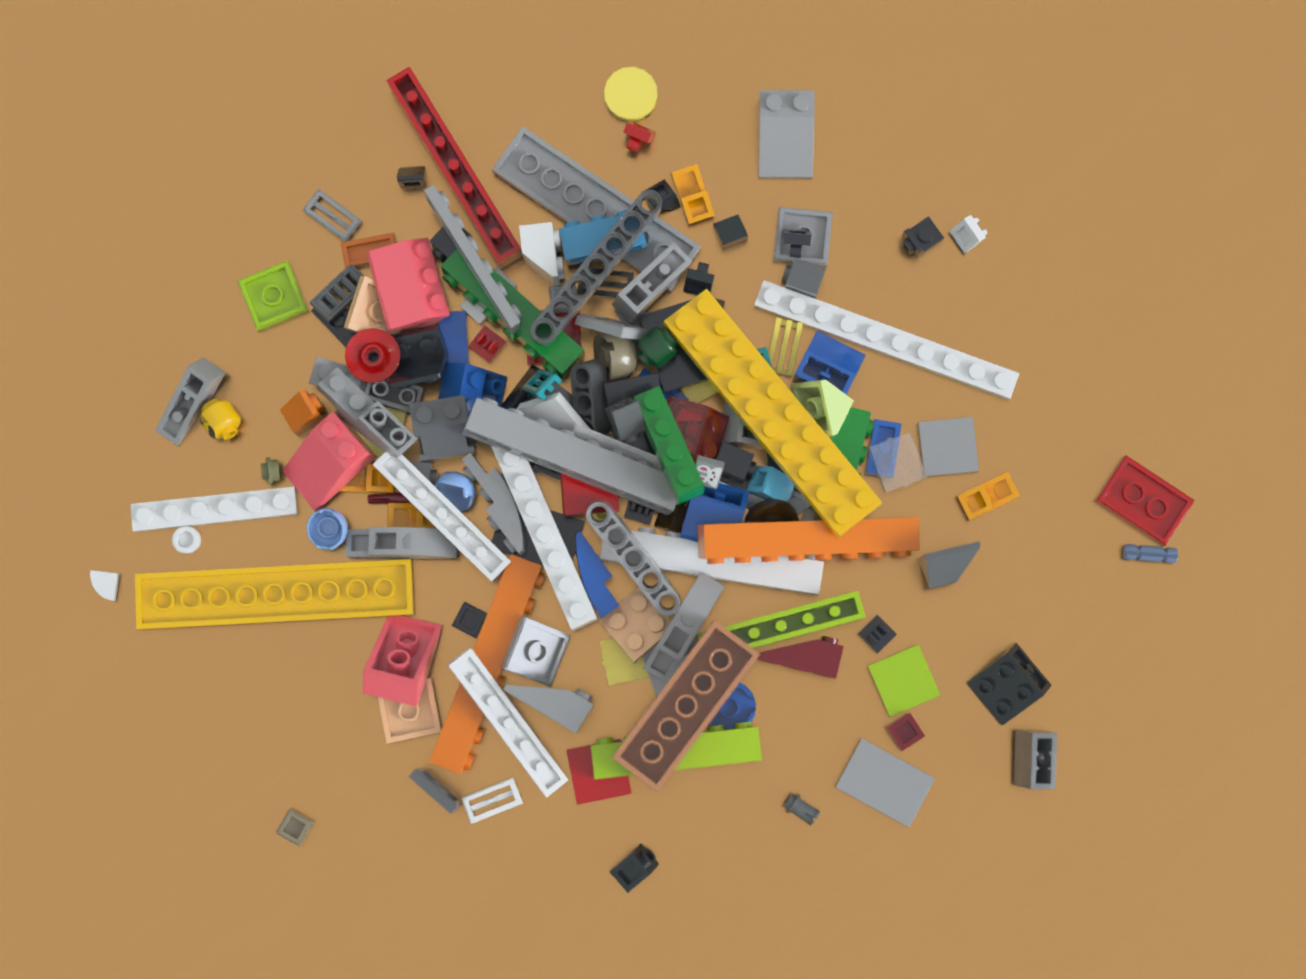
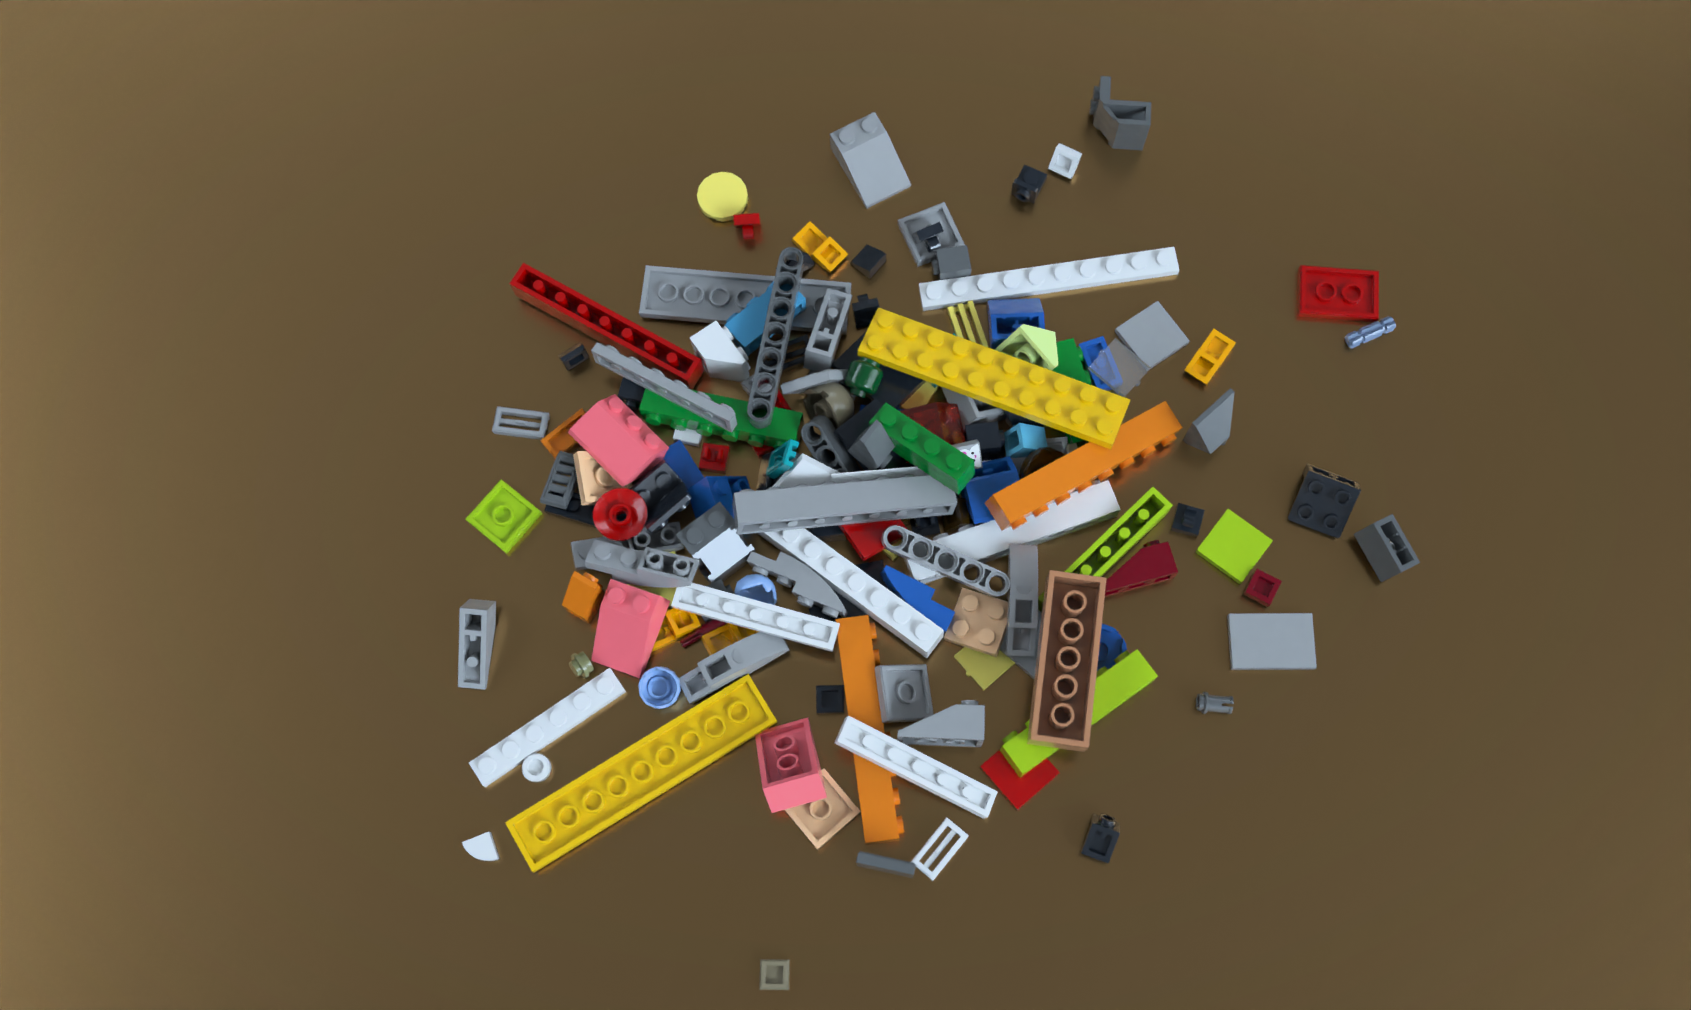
camera: 25 degrees left, 10 degrees down
(220, 419) = (512, 643): yellow head -> none
(1036, 215) = (1120, 121): none -> dark grey piece

